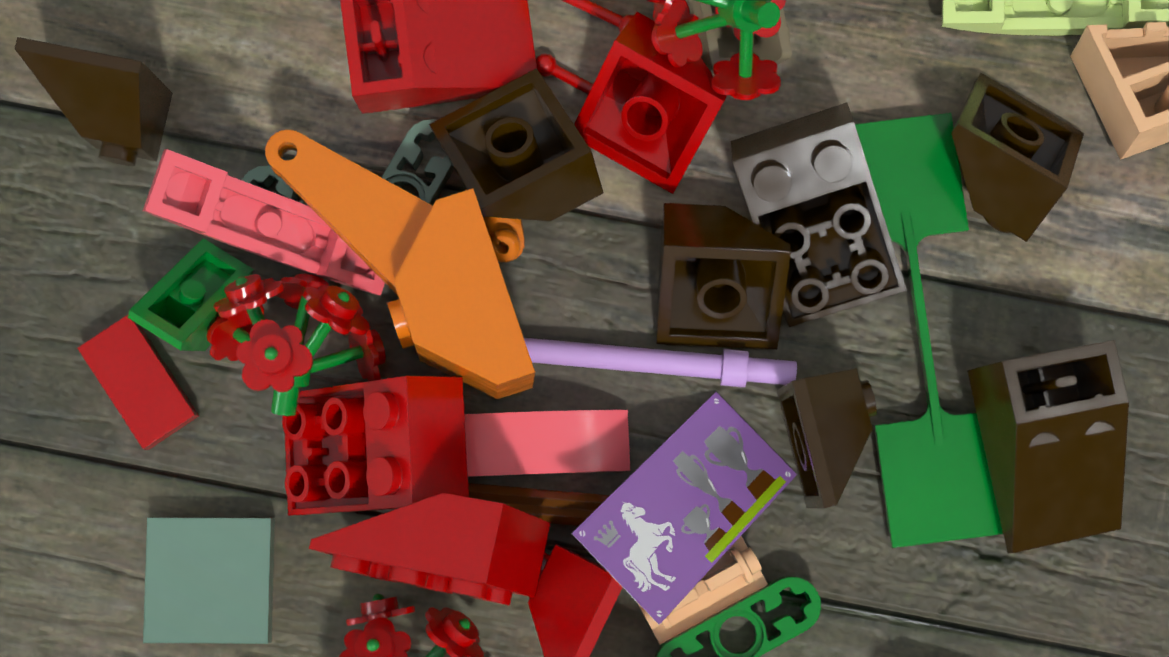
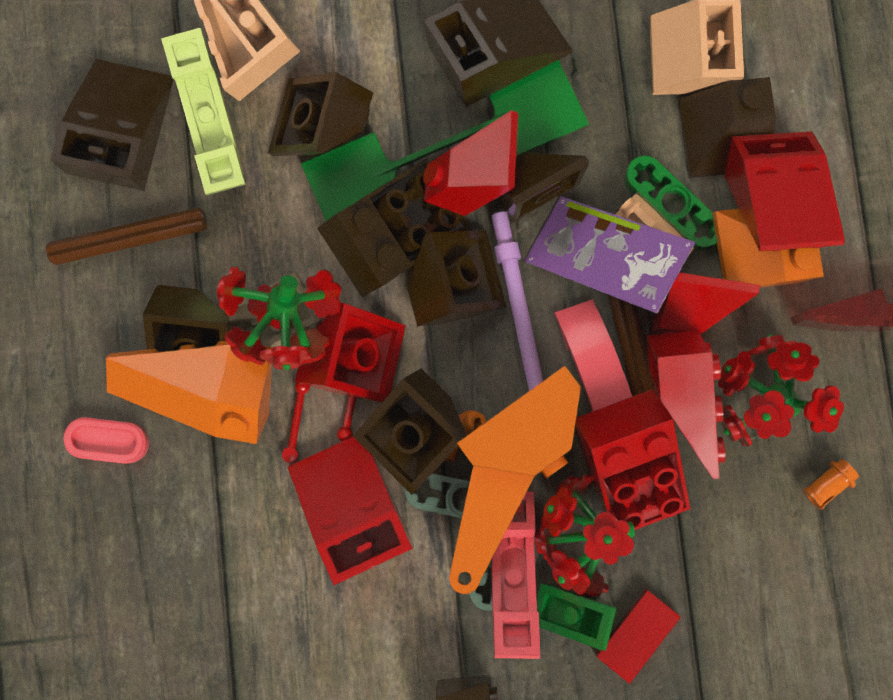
camera: 105 degrees left, 0 degrees up
(209, 580) = (748, 546): sand green tile -> none
(867, 347) = (475, 168): none -> red slope

